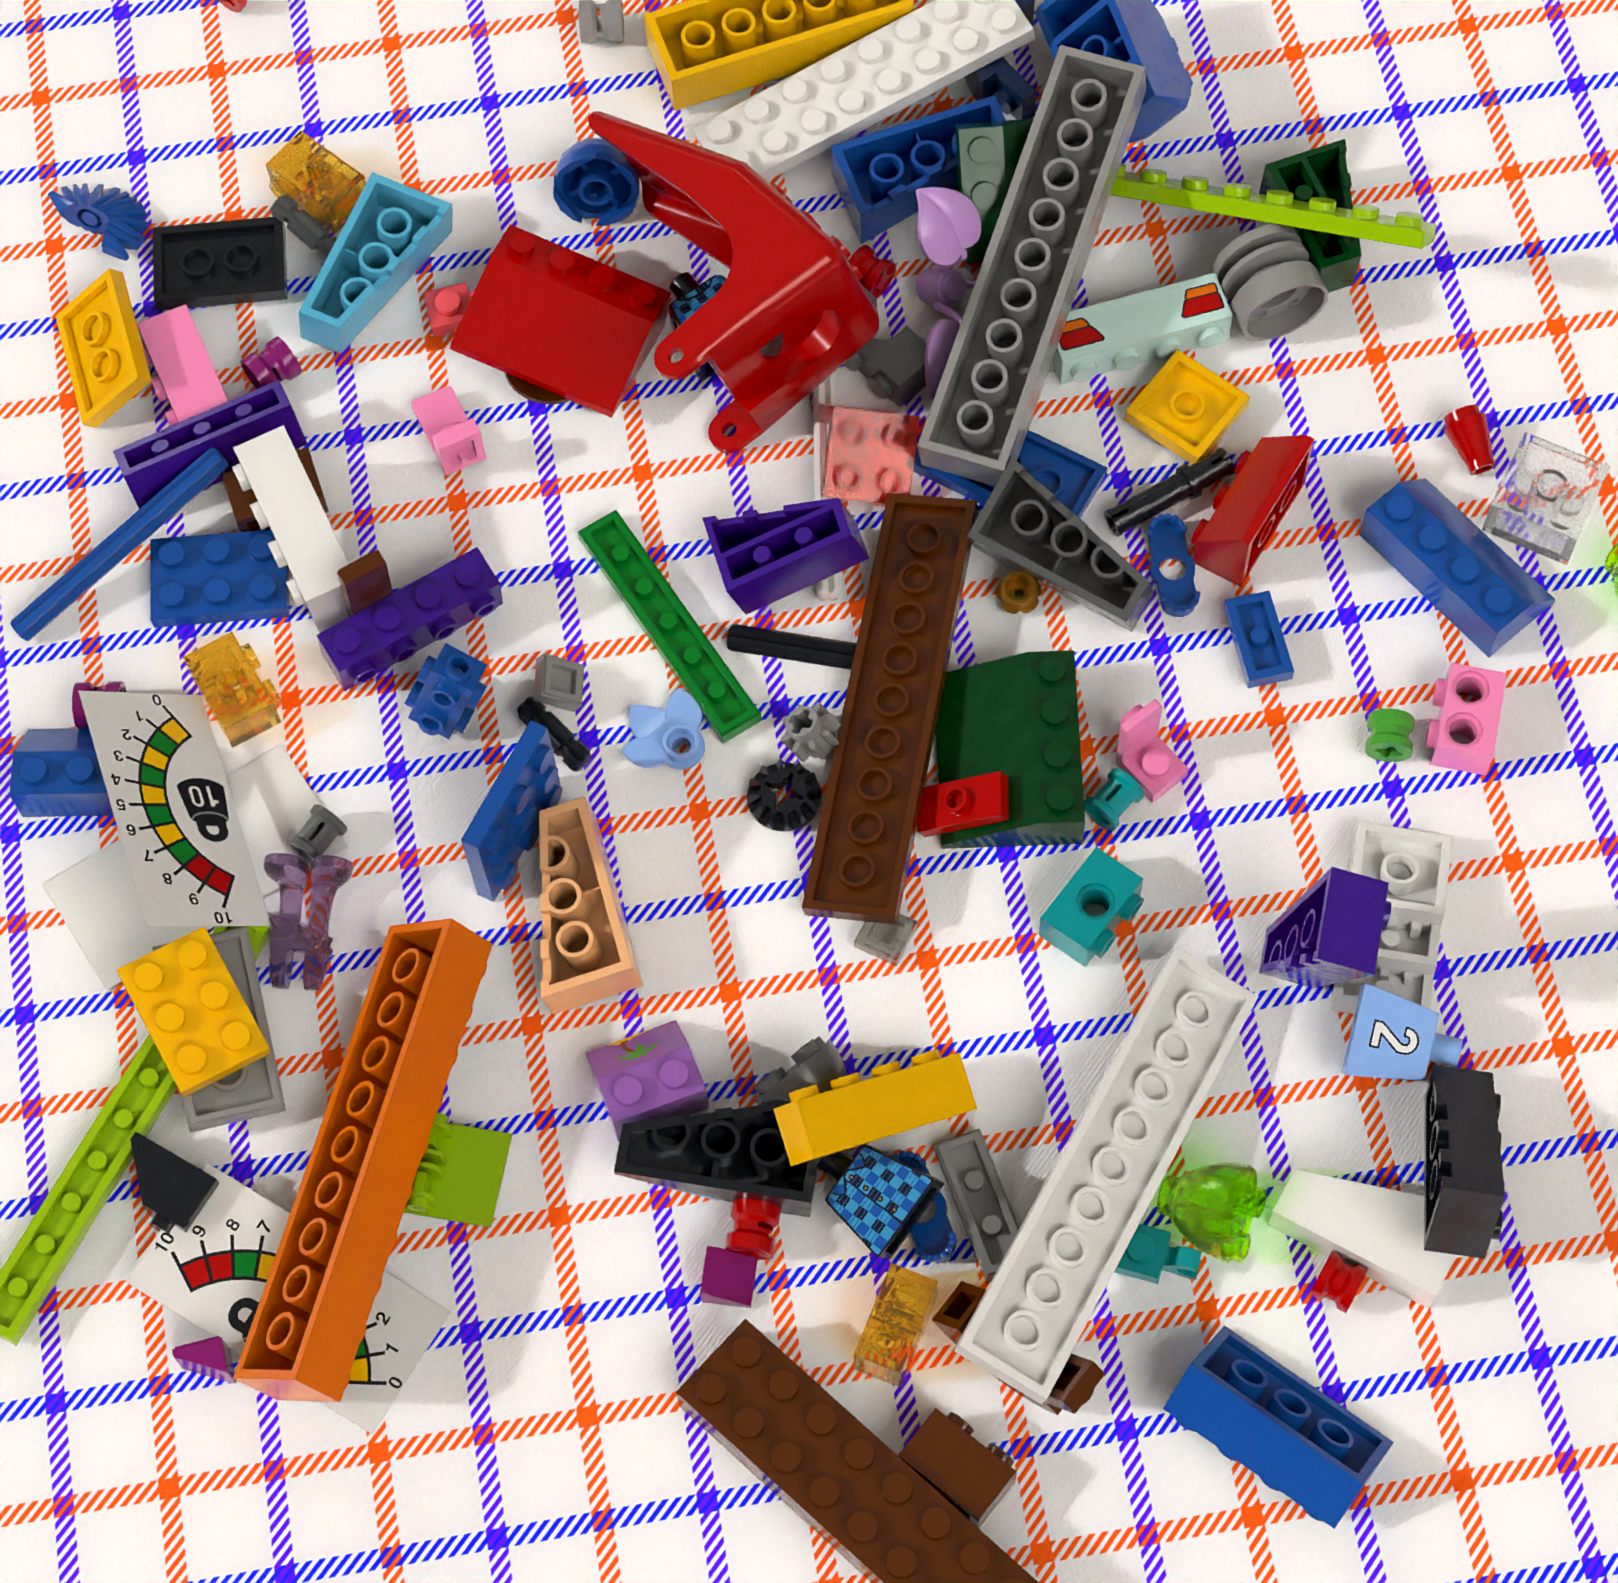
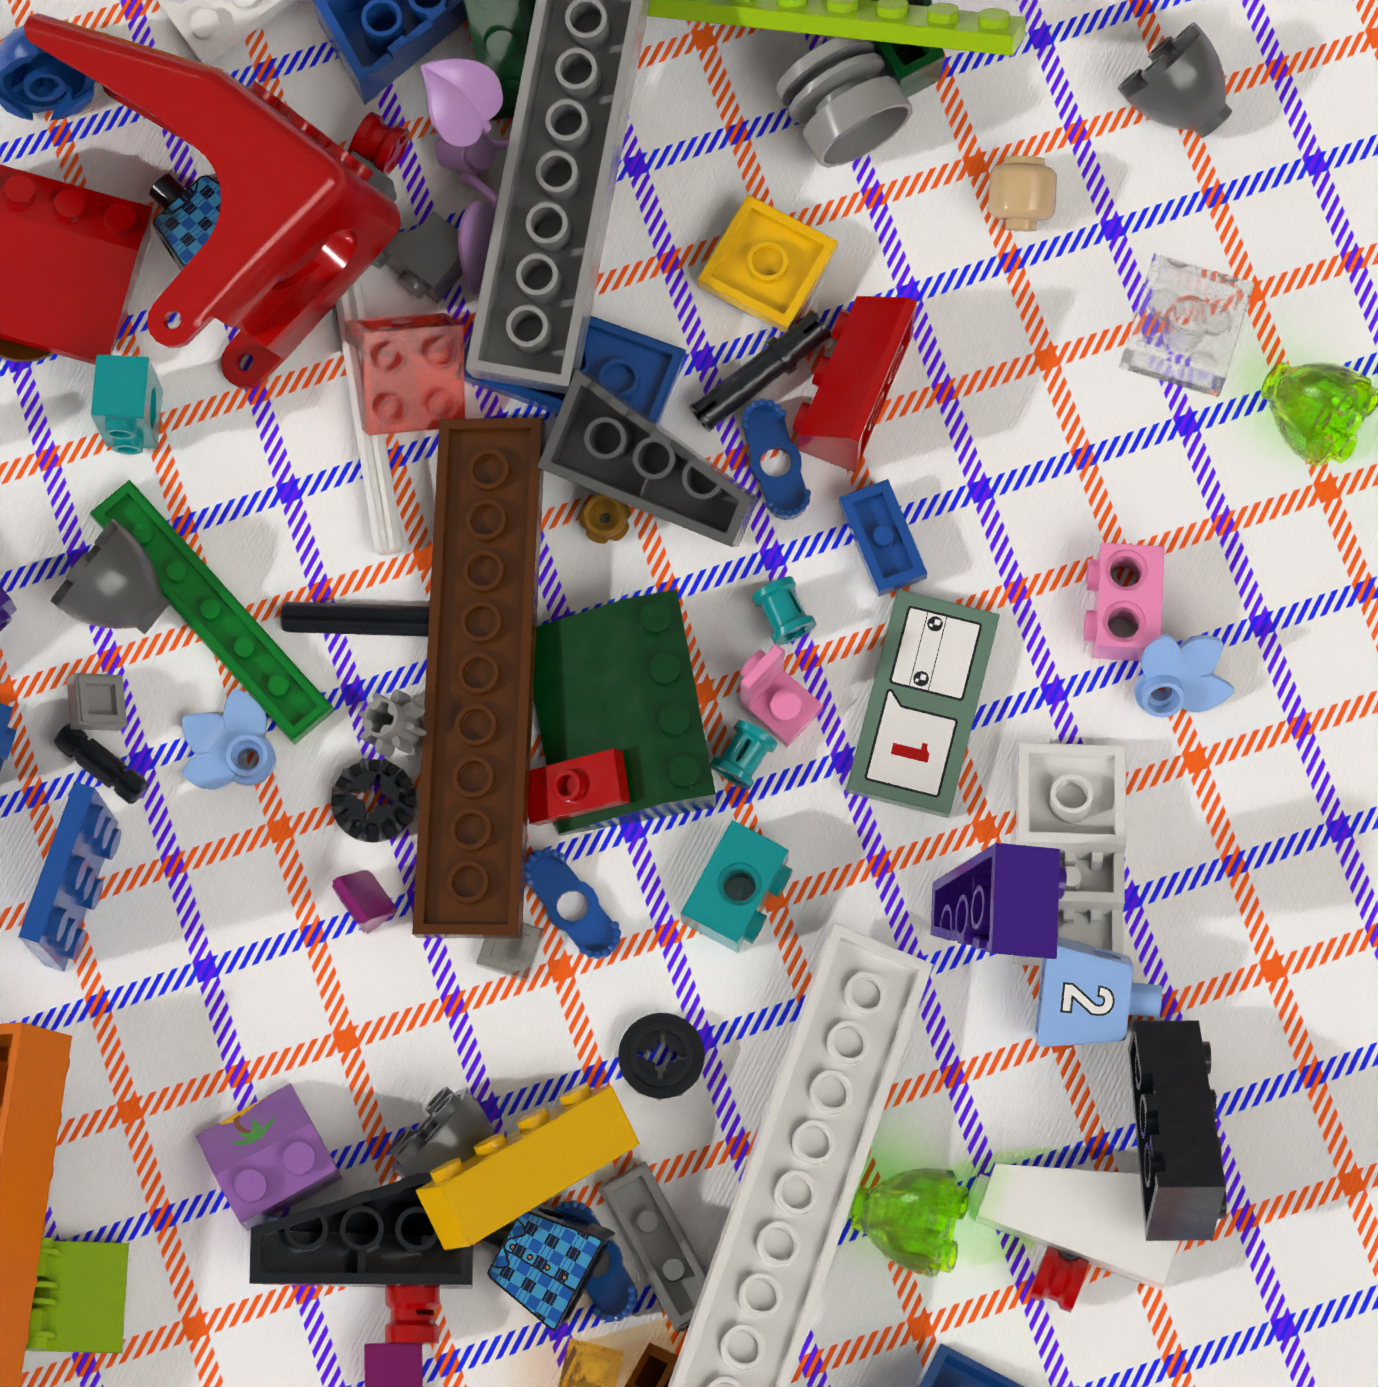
camera: 10 degrees left, 10 degrees up
(583, 925) = (168, 984): light nougat wedge -> none
(588, 586) = (113, 584): none -> dark grey piece
(624, 442) = (127, 403): none -> teal brick
(762, 875) = (364, 899): none -> magenta slope
(783, 550) = (328, 512): dark purple wedge -> none
(930, 881) = (550, 879): none -> blue piece
(991, 1026) = (643, 1038): none -> black gear
(1142, 328) = (704, 172): light aqua brick -> none
(1150, 1254) = (852, 1276): teal plate -> none
(1164, 685) = (783, 611): none -> teal bush
(1276, 781) = (922, 703): none -> tile
(1389, 735) = (1043, 634): bright green wheel -> none
(1414, 377) = (1022, 192): none -> tan head
(1453, 564) = (1093, 413): blue slope -> none
(1470, 436) = (1094, 257): red cone -> none
(1514, 779) = (1185, 674): none -> light blue plate
(1563, 308) = (1182, 84): none -> dark grey piece

